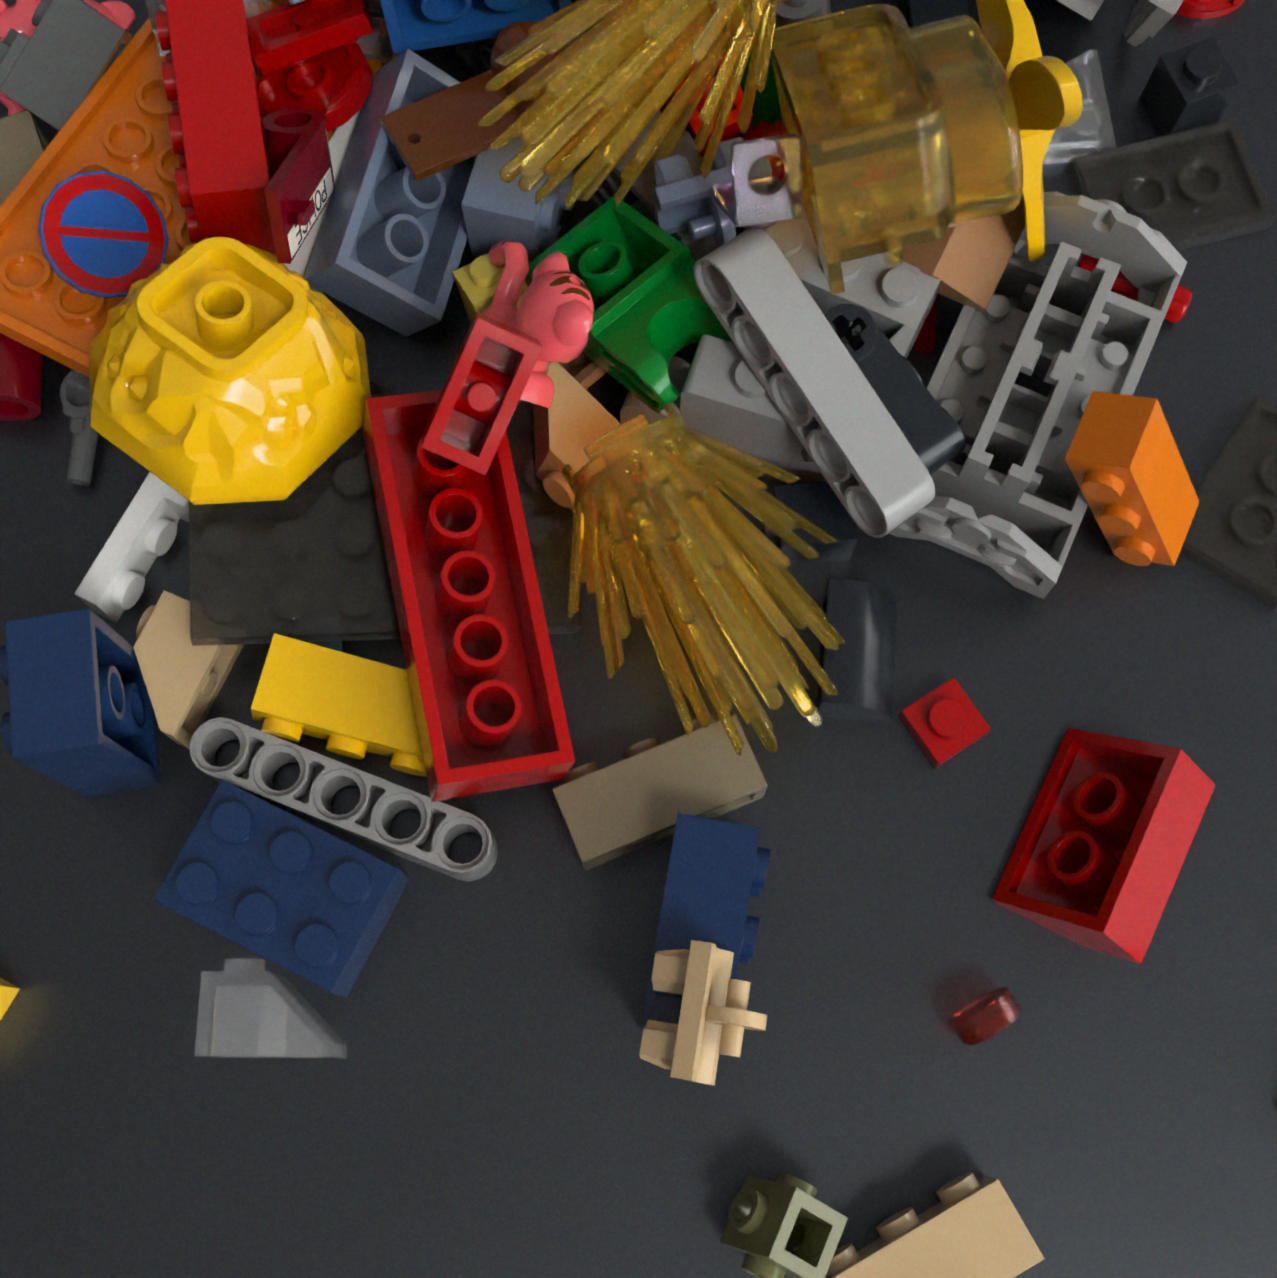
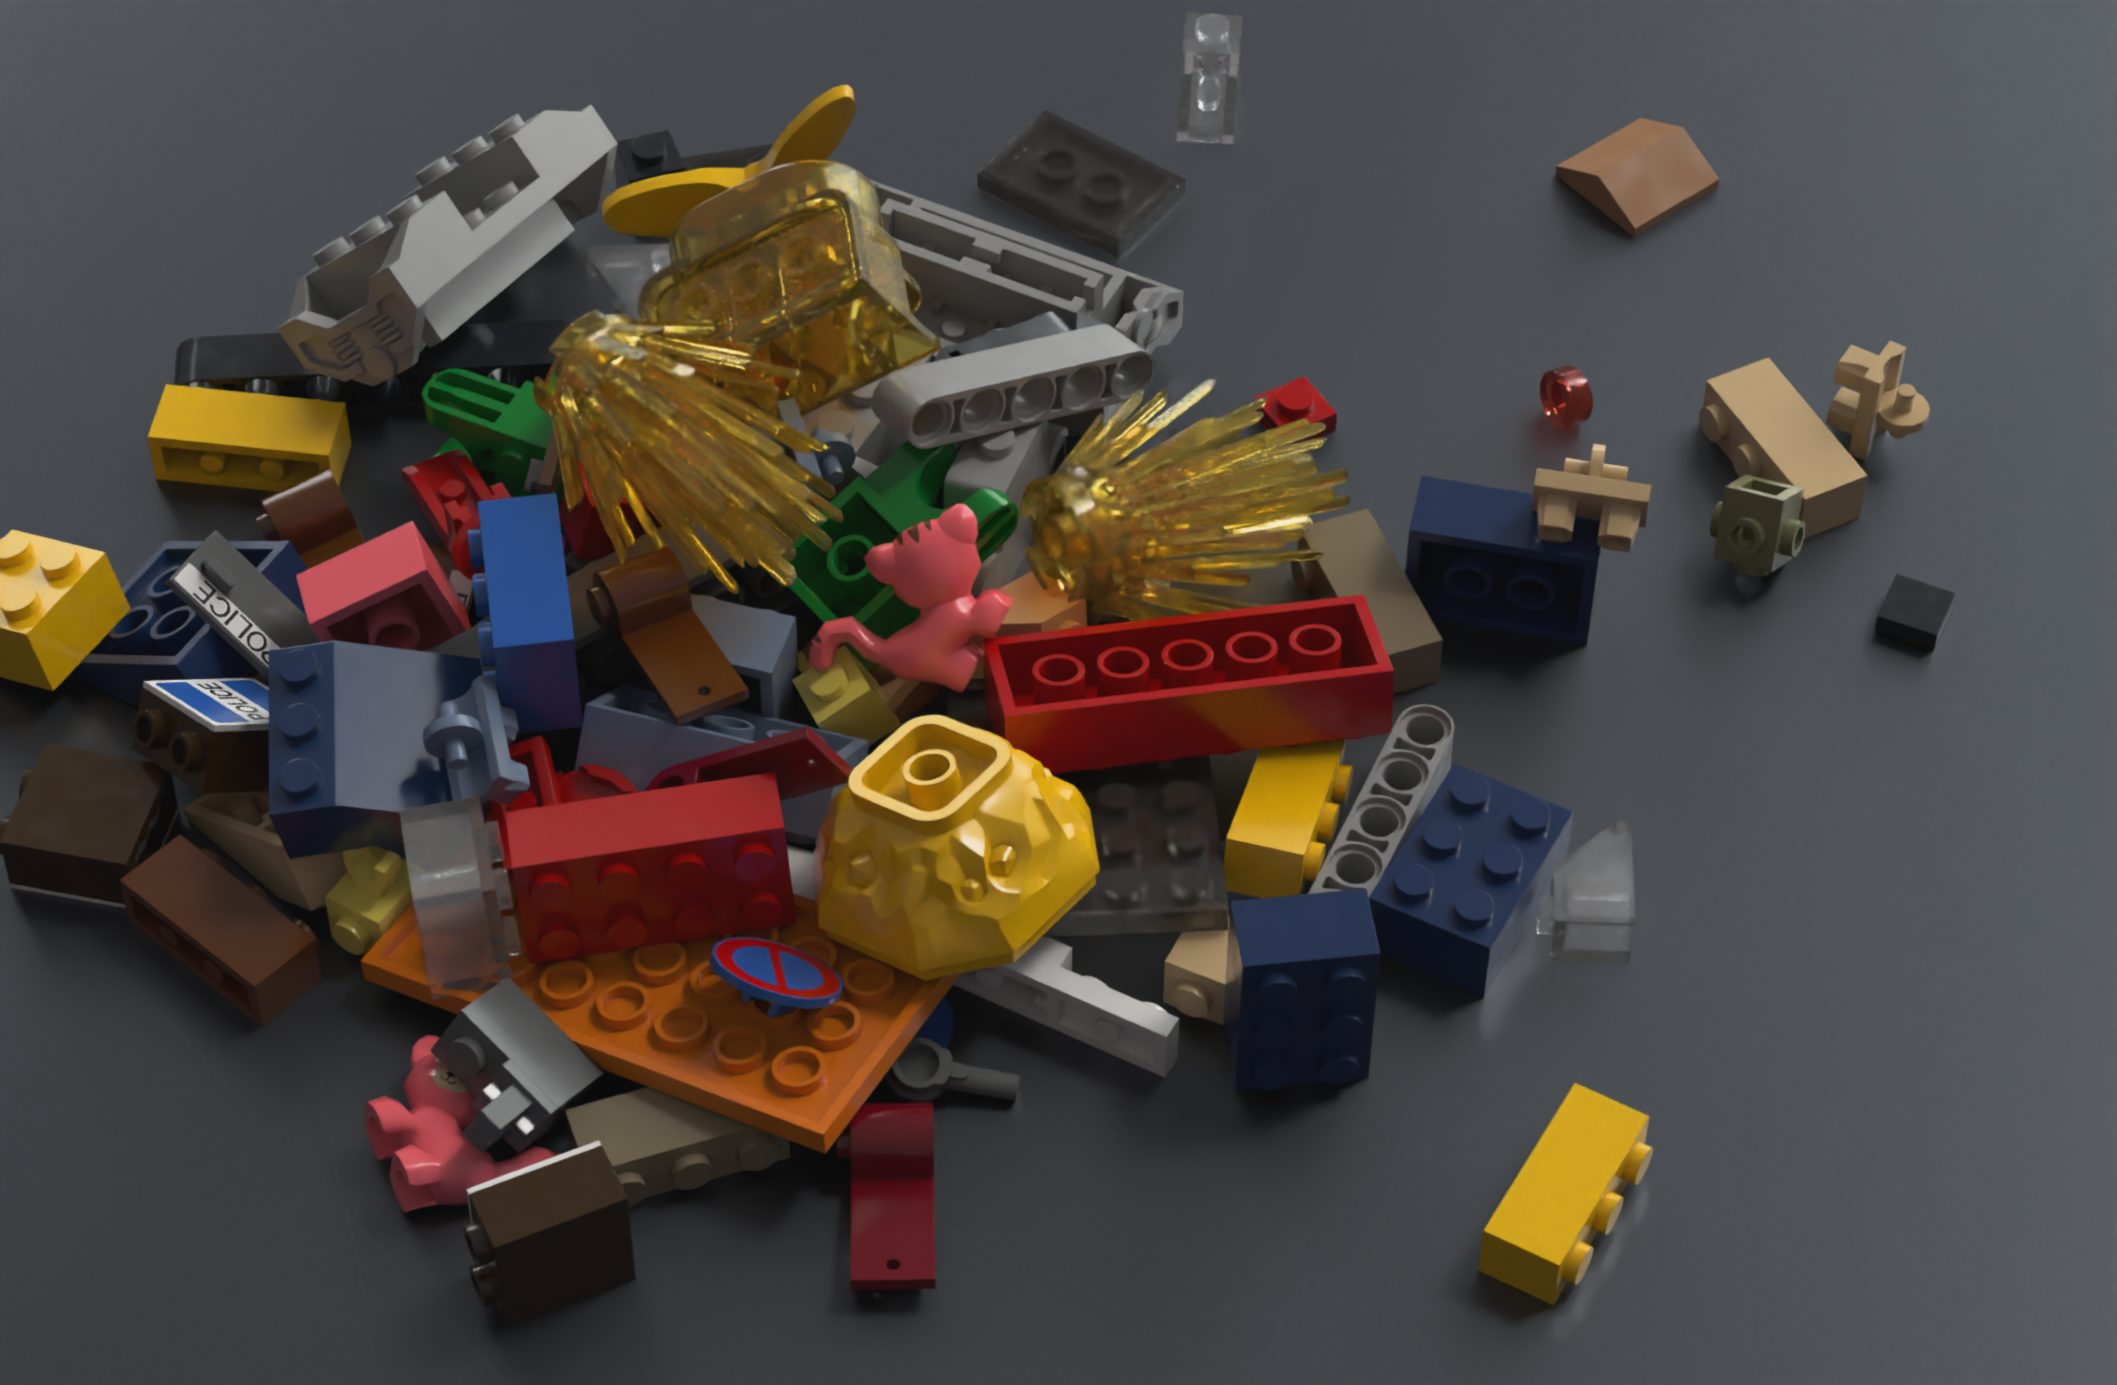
camera: 90 degrees left, 25 degrees down
(481, 393) = (1022, 564): red brick -> none
(763, 200) = (843, 390): bracket -> none
(1106, 841) = (1407, 309): red slope -> none
(1133, 478) = (1088, 219): orange brick -> none

